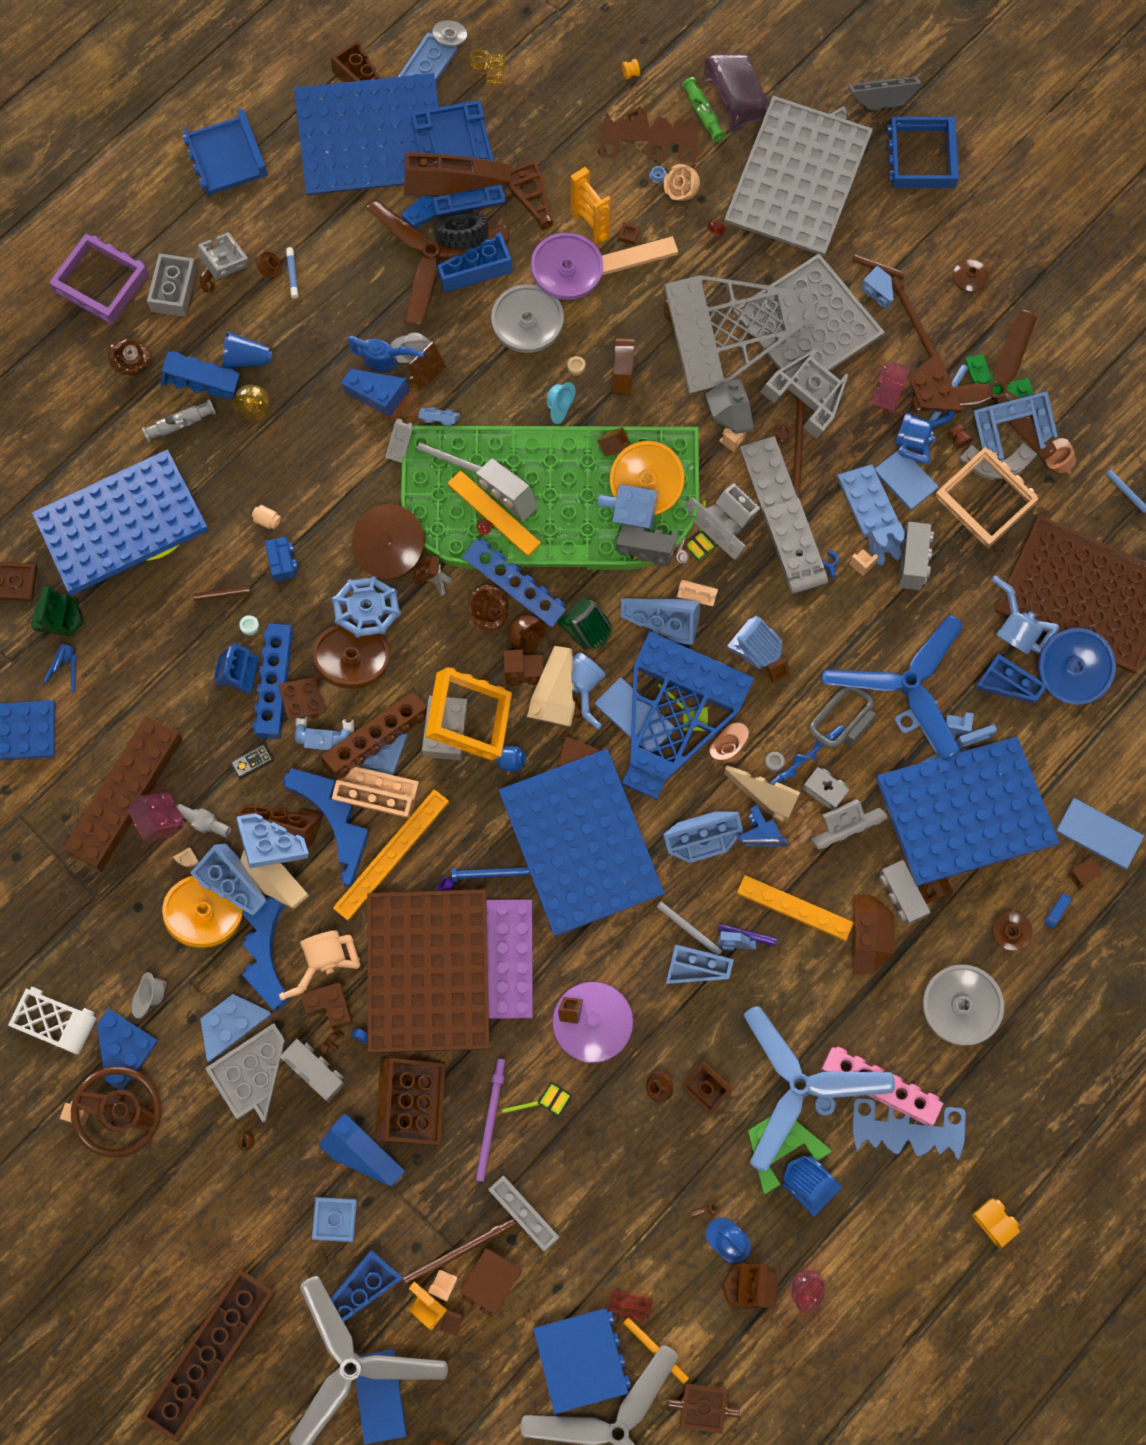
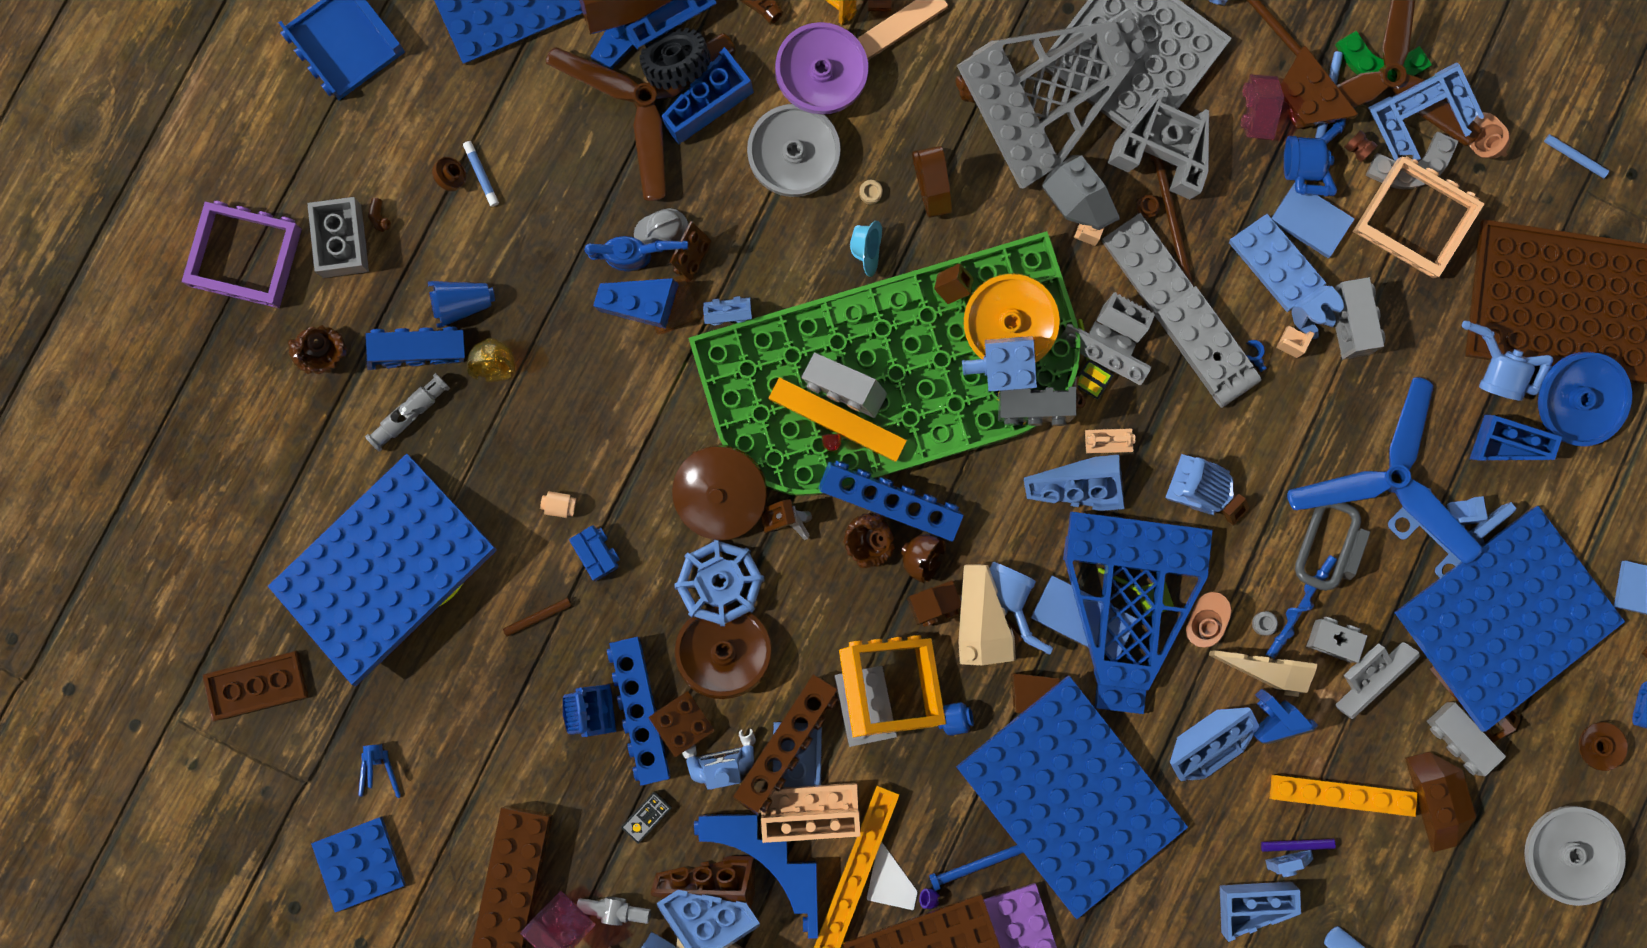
camera: 20 degrees left, 10 degrees up
(56, 613) = (345, 709): dark green piece -> none
(225, 258) = (389, 182): light grey piece -> none
(249, 625) = (584, 647): light aqua tile -> none
(399, 440) = (690, 360): light grey hinge -> none
(420, 866) = (889, 882): none -> white sticker
(447, 457) = (760, 364): light grey bar -> none
(586, 624) = (991, 523): dark green piece -> none
(689, 928) = (1229, 859): light grey bar -> none

